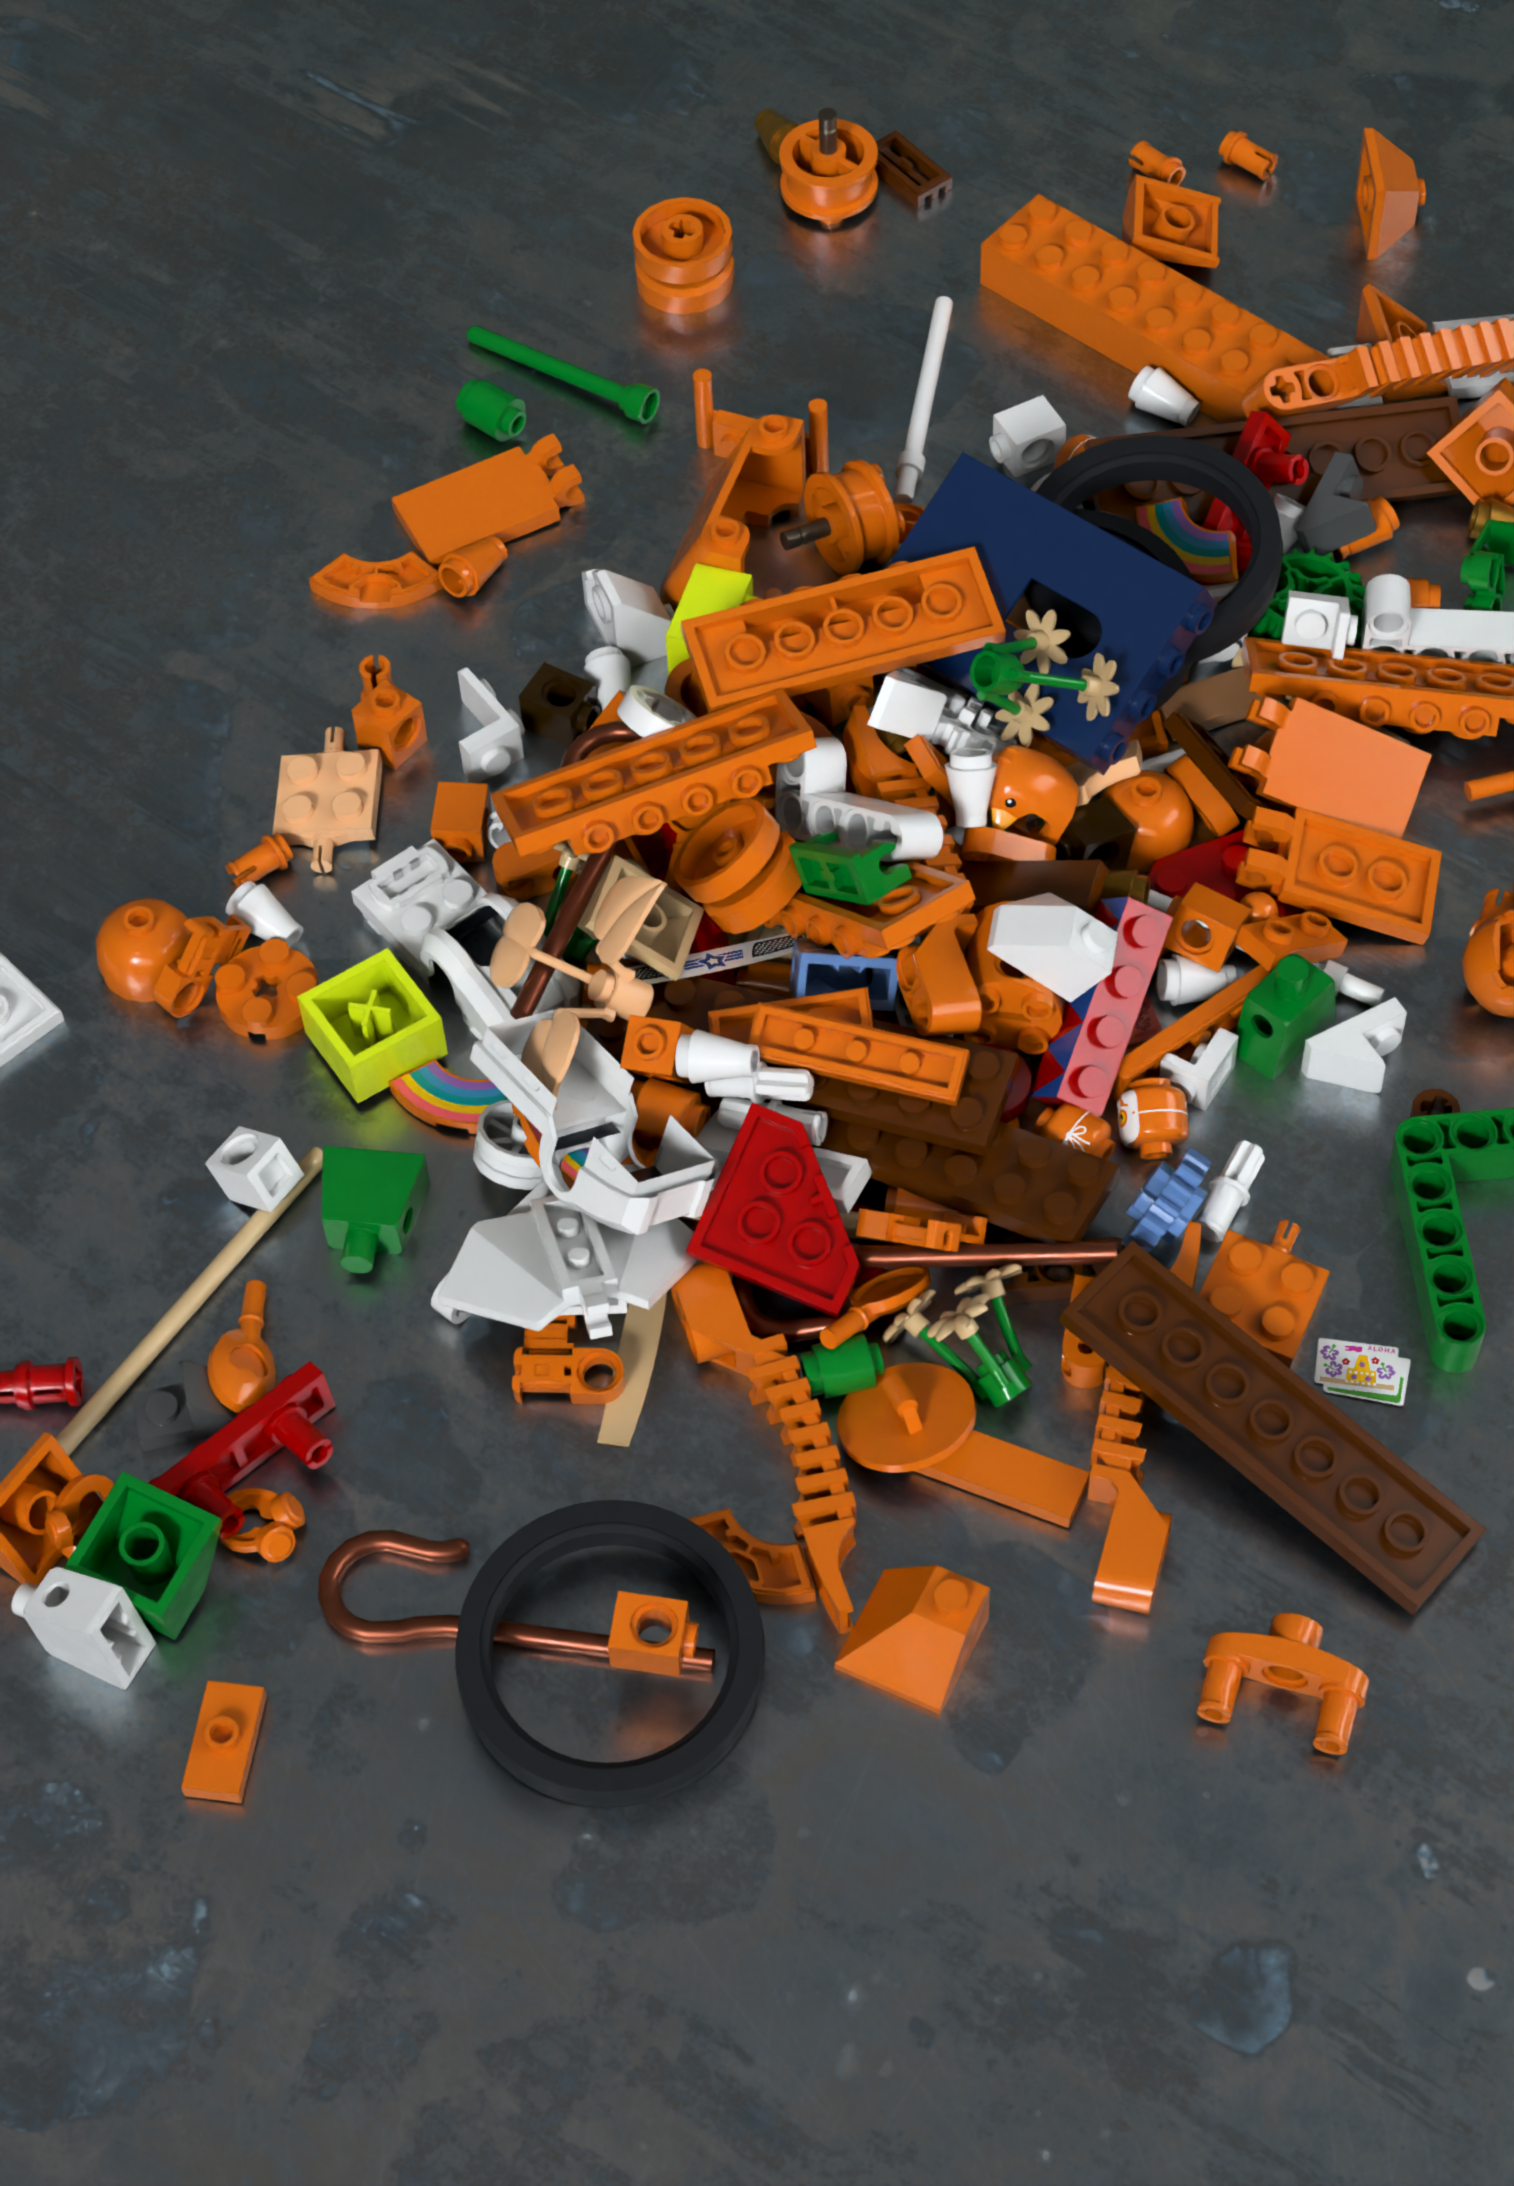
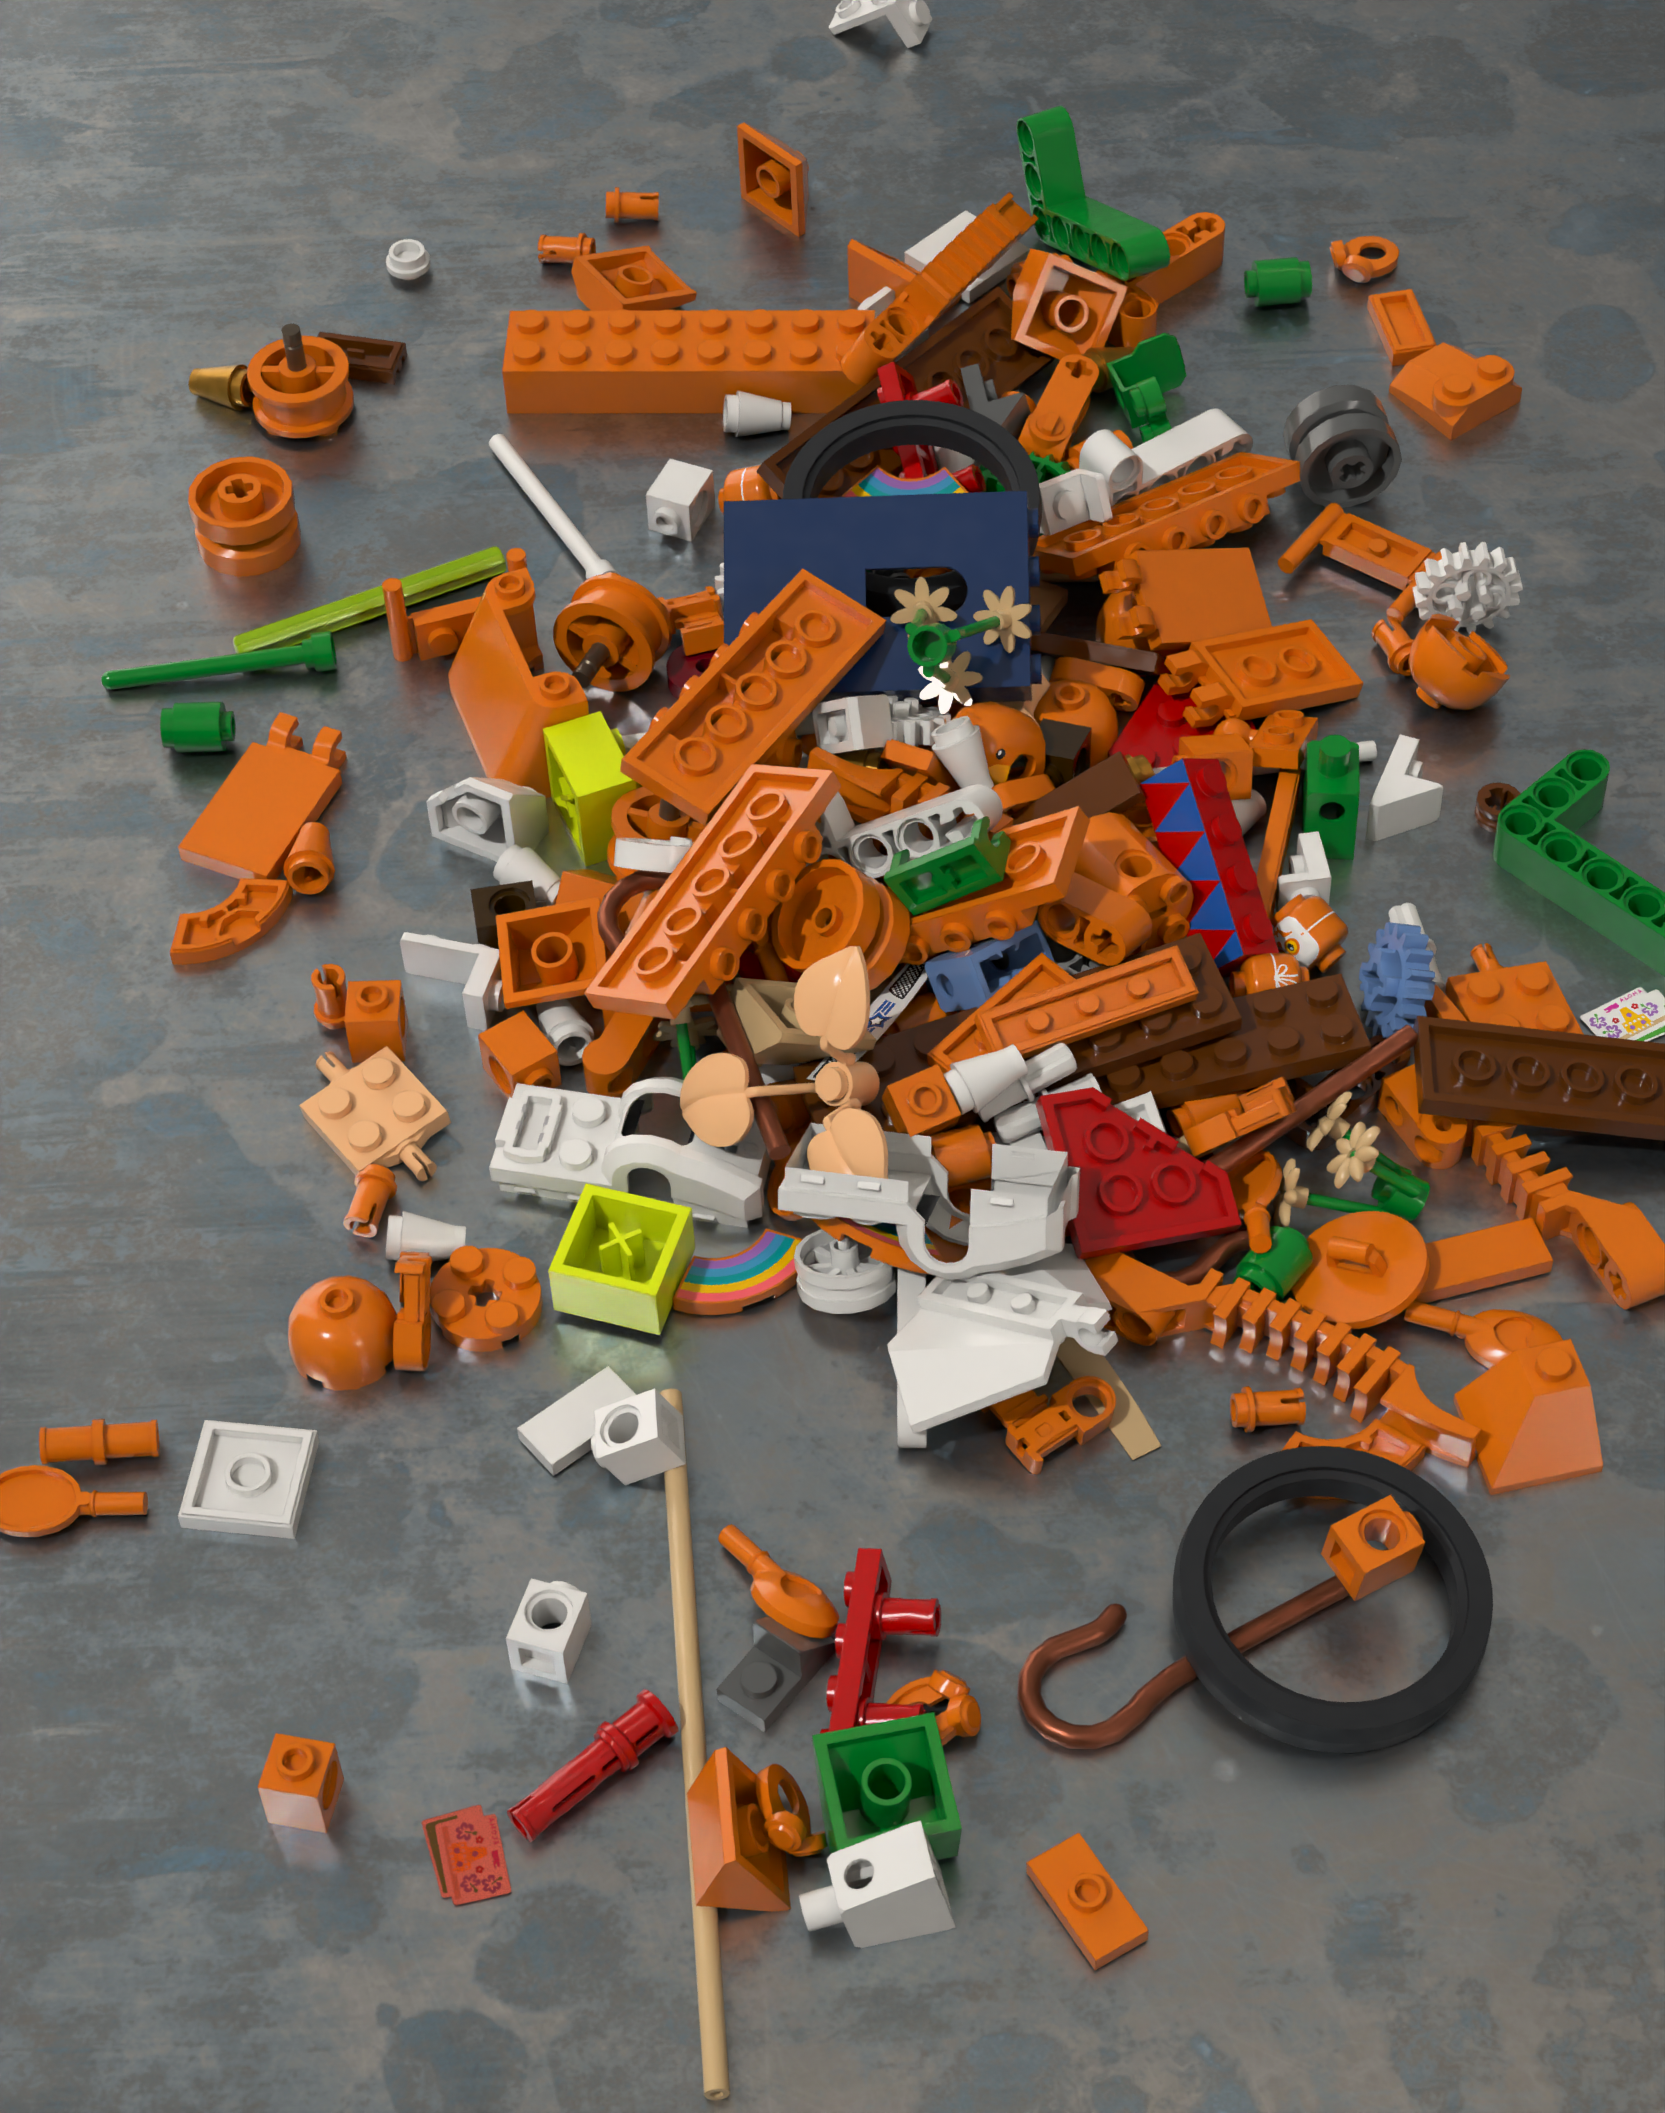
camera: 40 degrees left, 5 degrees down
(58, 1286) = (549, 1651): none -> white brick
(214, 1122) = (566, 1427): none -> white tile
(371, 1202) = (759, 1400): green torso -> none
(533, 742) = (549, 952): none -> orange slope
(725, 385) = (371, 603): none -> lime axle
(725, 1474) = (1267, 1408): none -> orange pin
(967, 1544) = (1488, 1334): none -> orange piece
(1023, 105) = (407, 259): none -> white plate
(1053, 943) = (1160, 826): white slope -> none
(1411, 539) = (1060, 408): none -> orange piece

